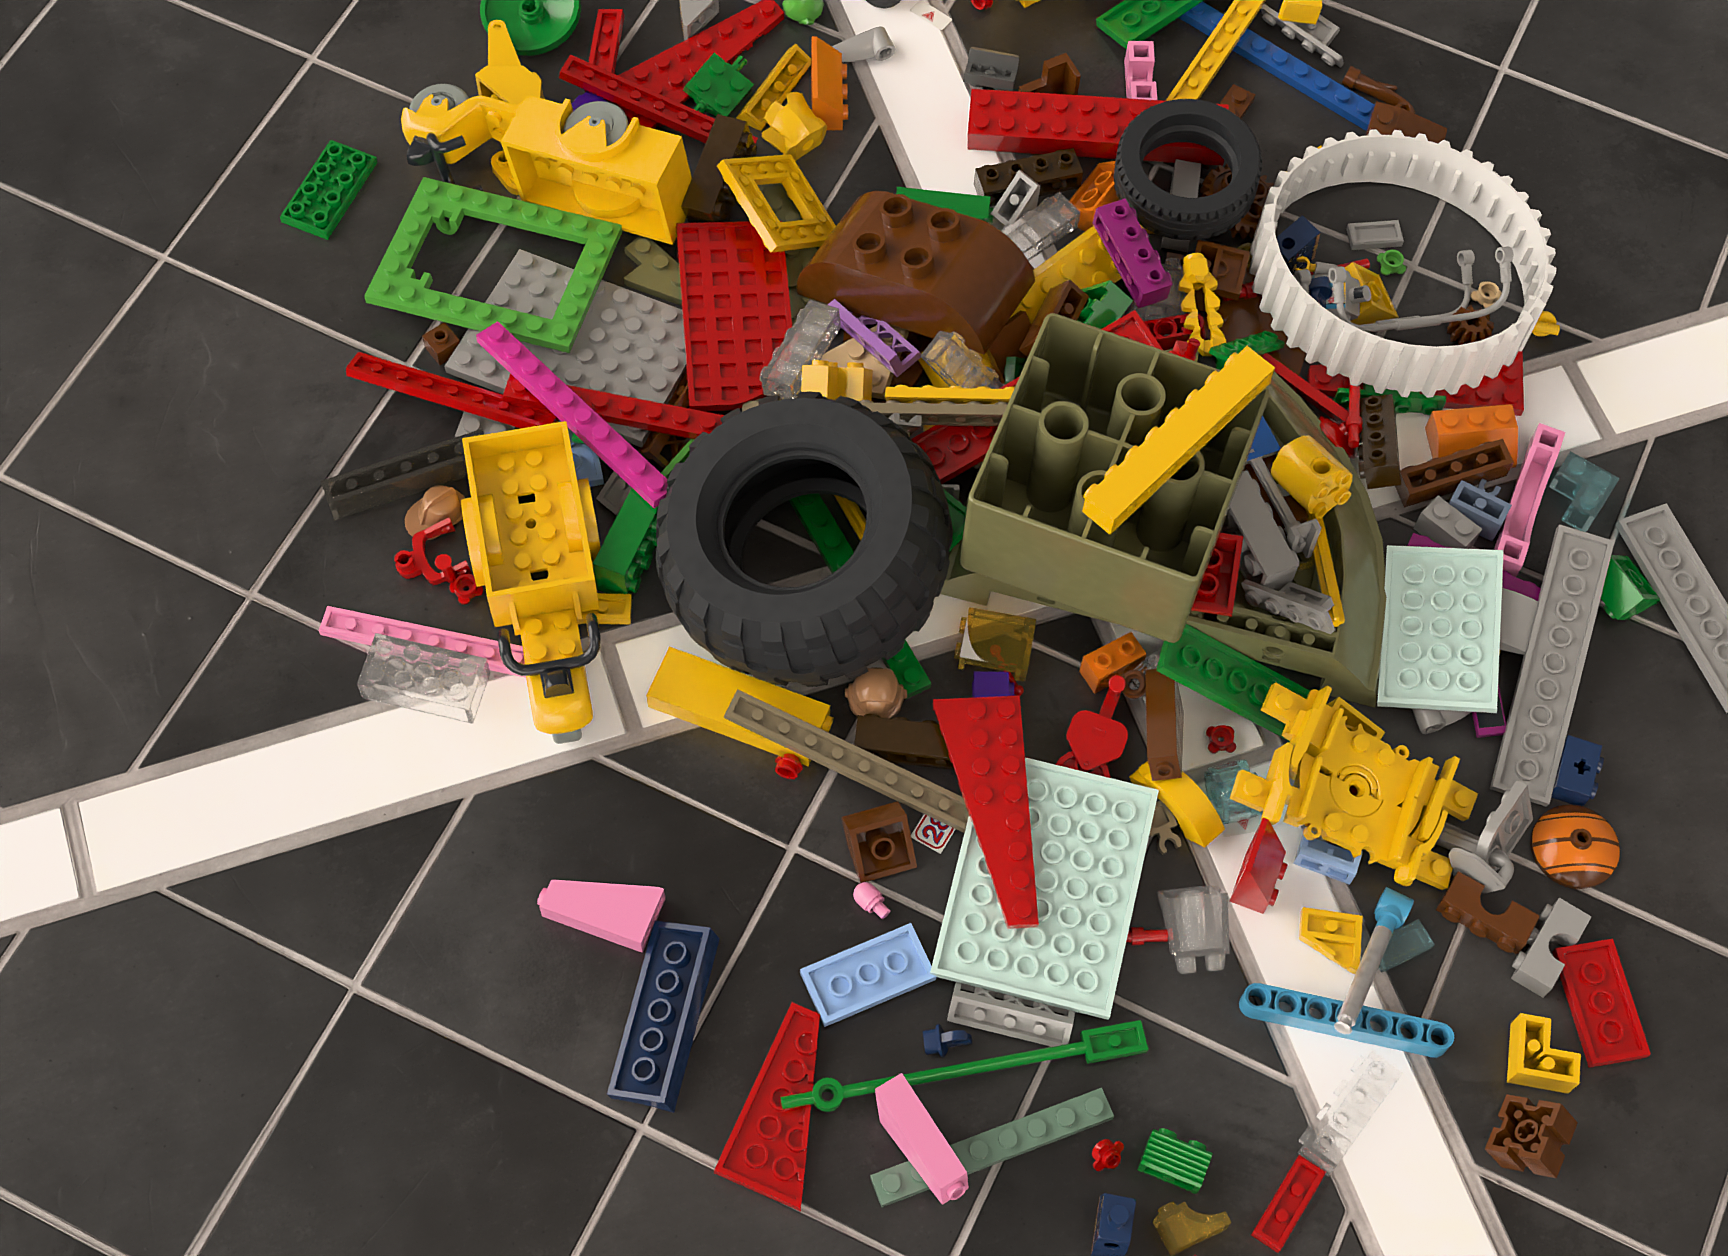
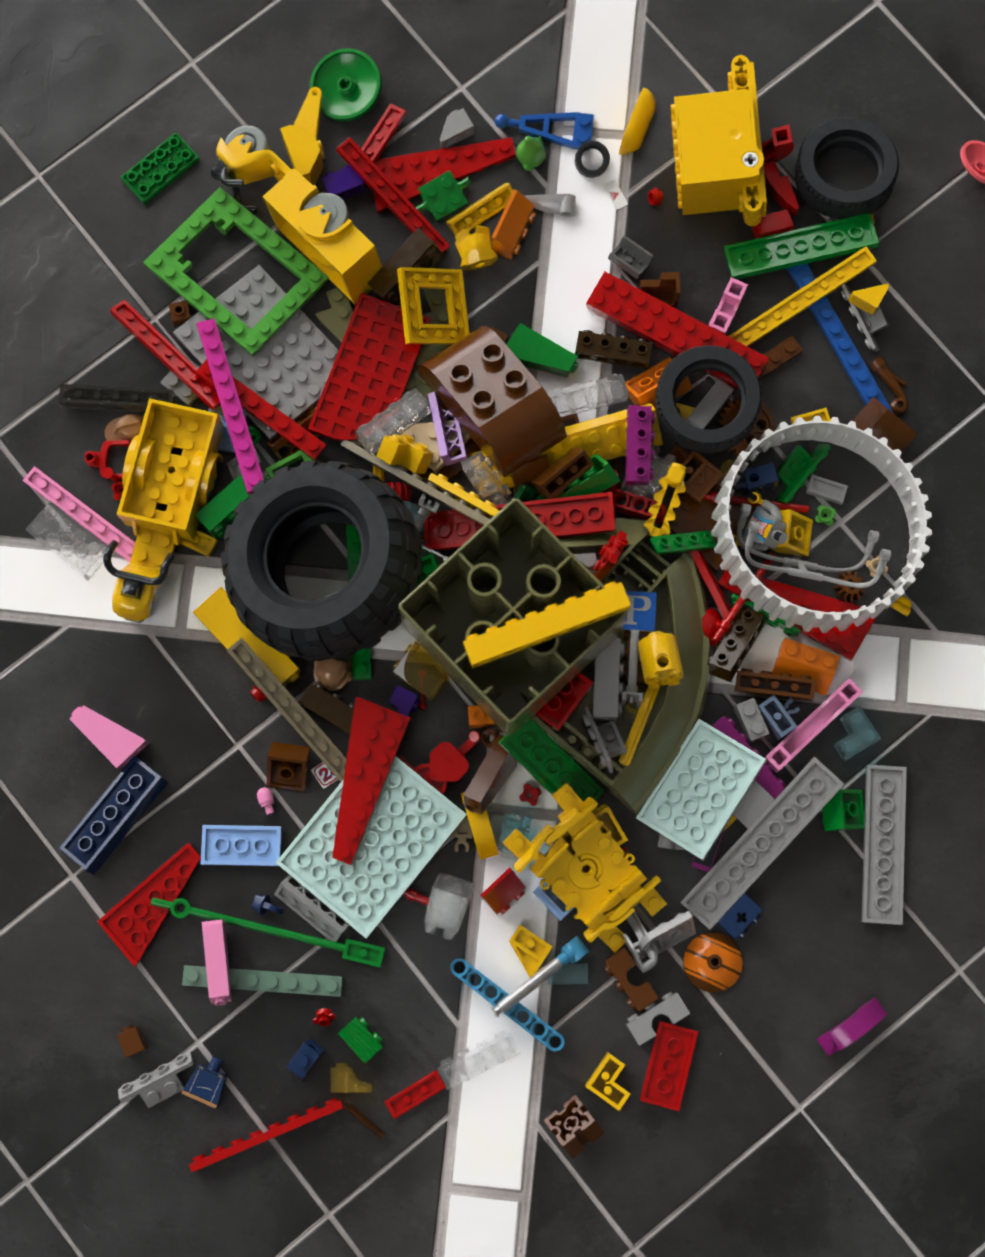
camera: 30 degrees right, 15 degrees up
(1017, 199) = (591, 368): light grey slope -> none
(1320, 290) = (755, 517): dark blue piece -> none
(1332, 221) = (797, 468): none -> green bracket

